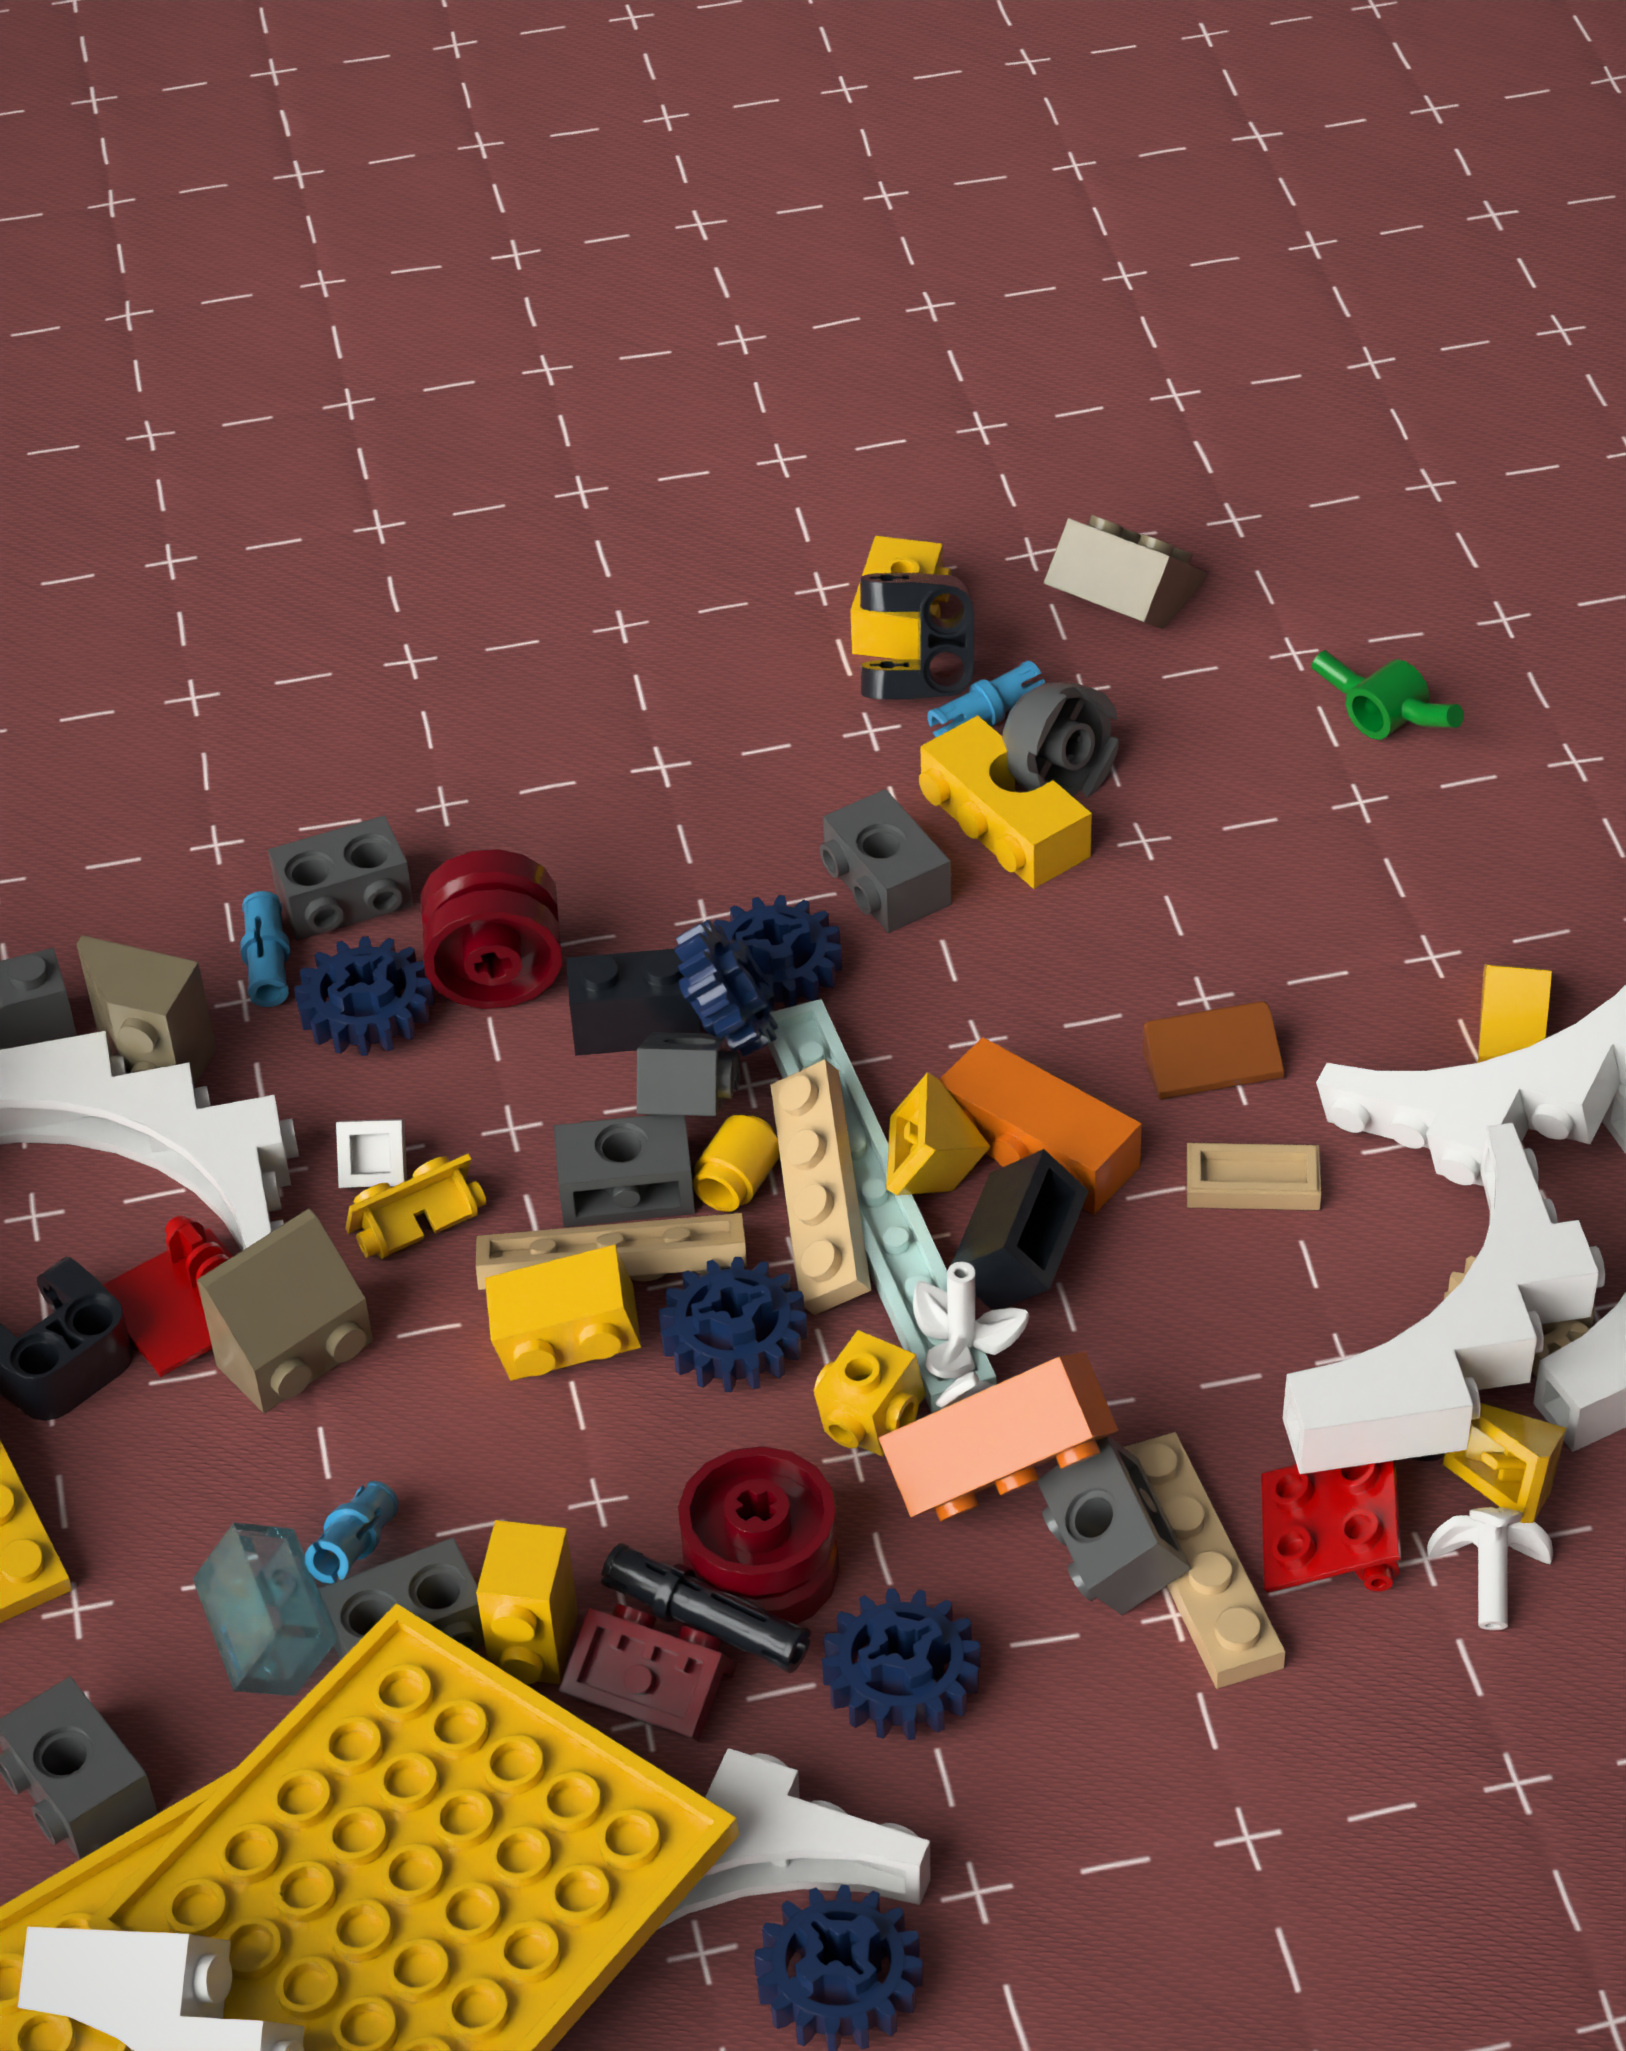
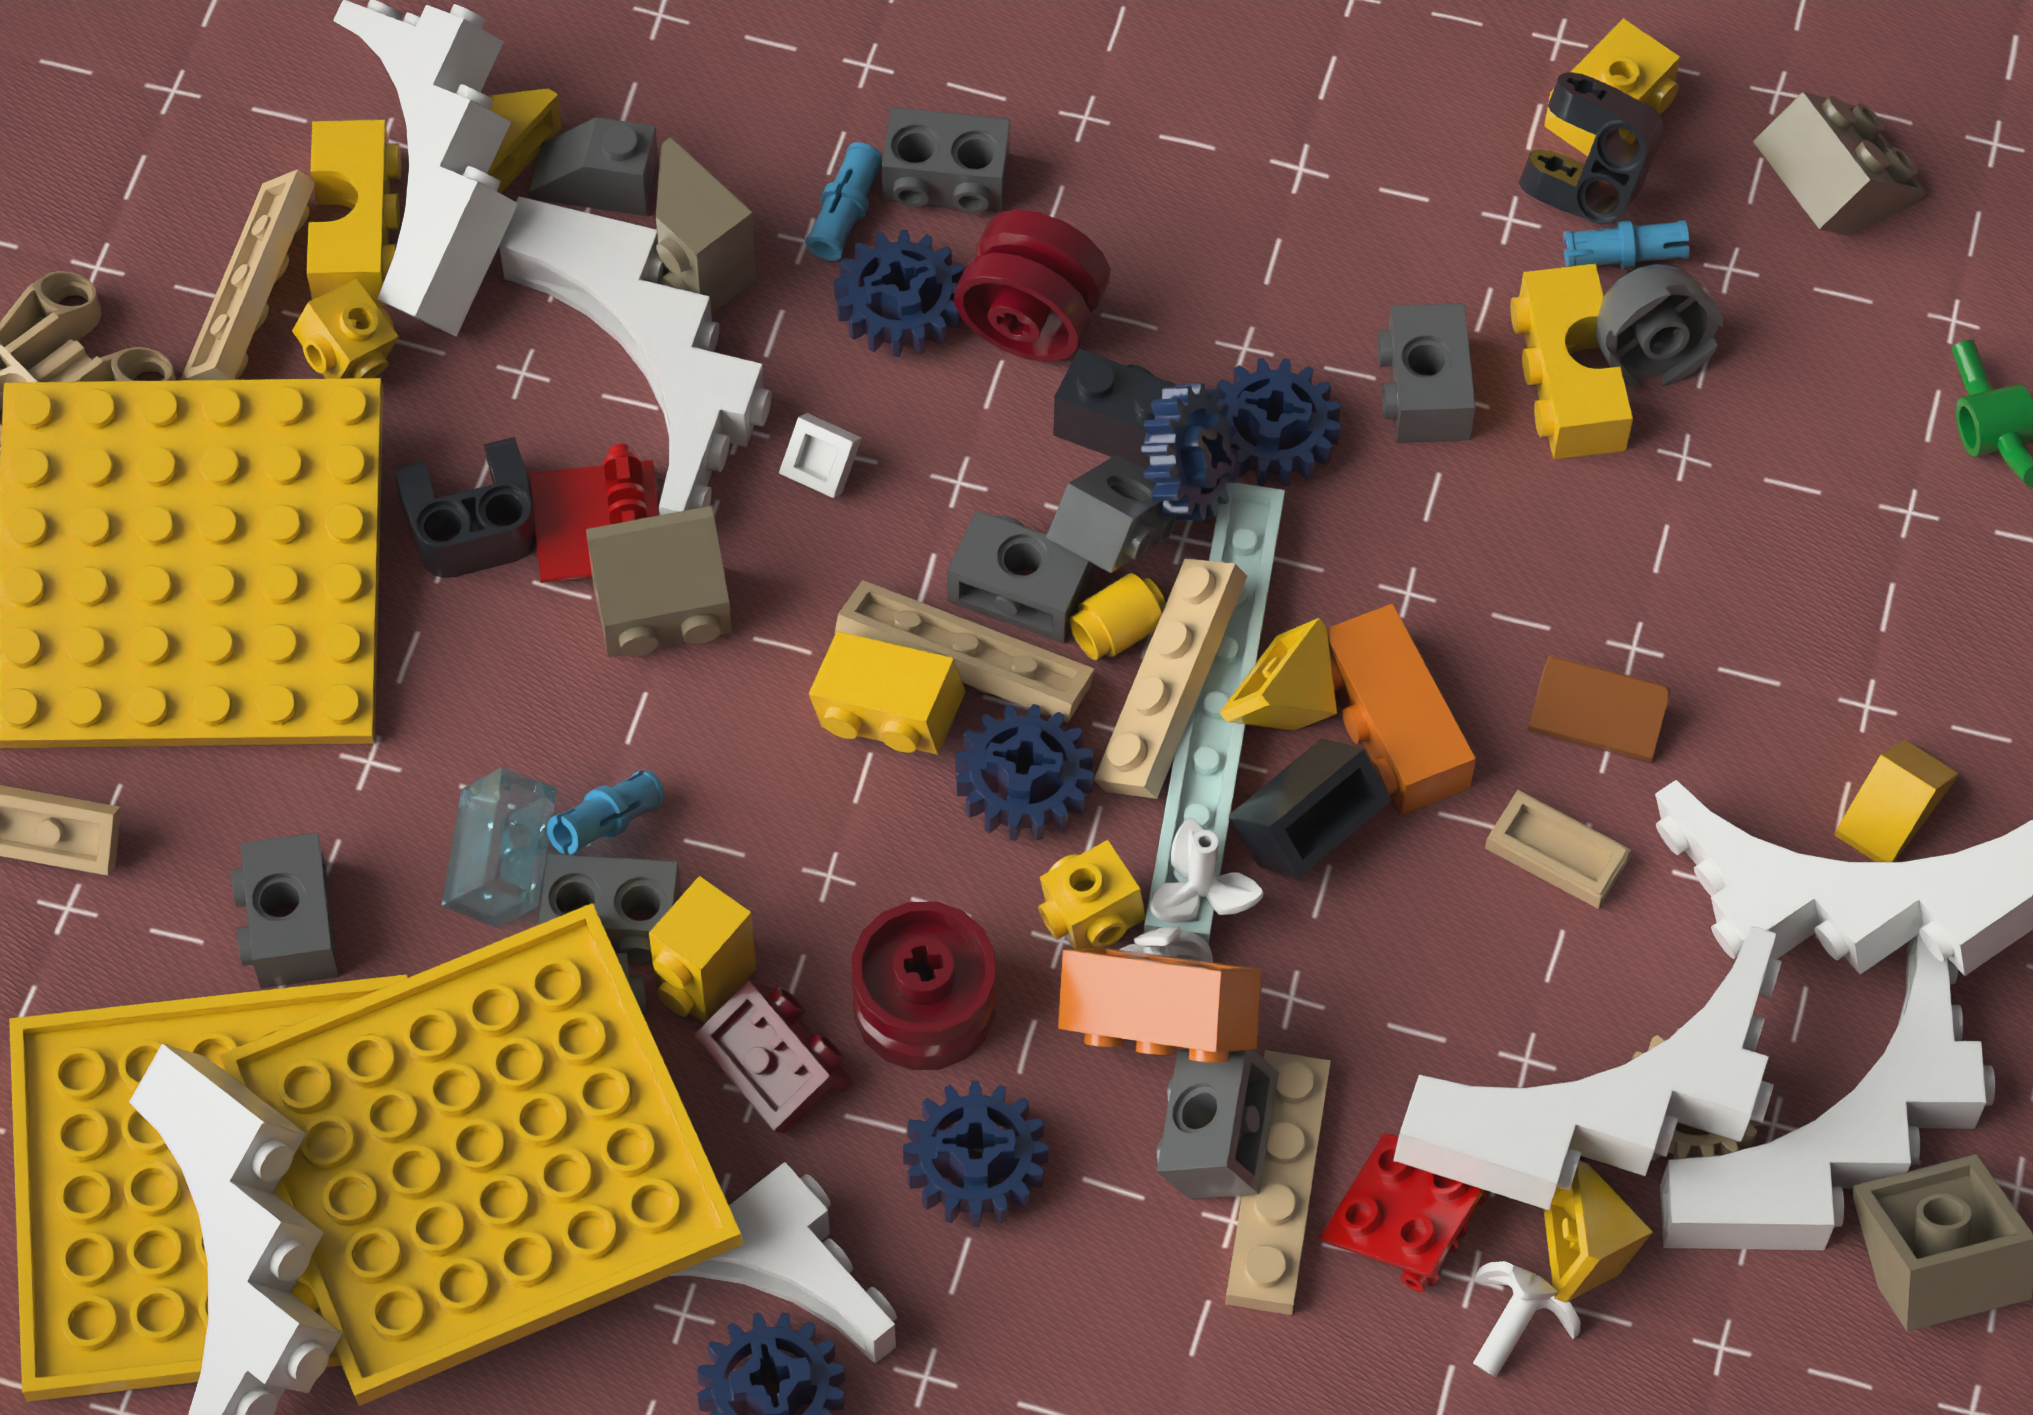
camera: 25 degrees right, 15 degrees up
(390, 1213) = (852, 520): yellow hinge -> none
(681, 1596) = (829, 1004): black pin -> none

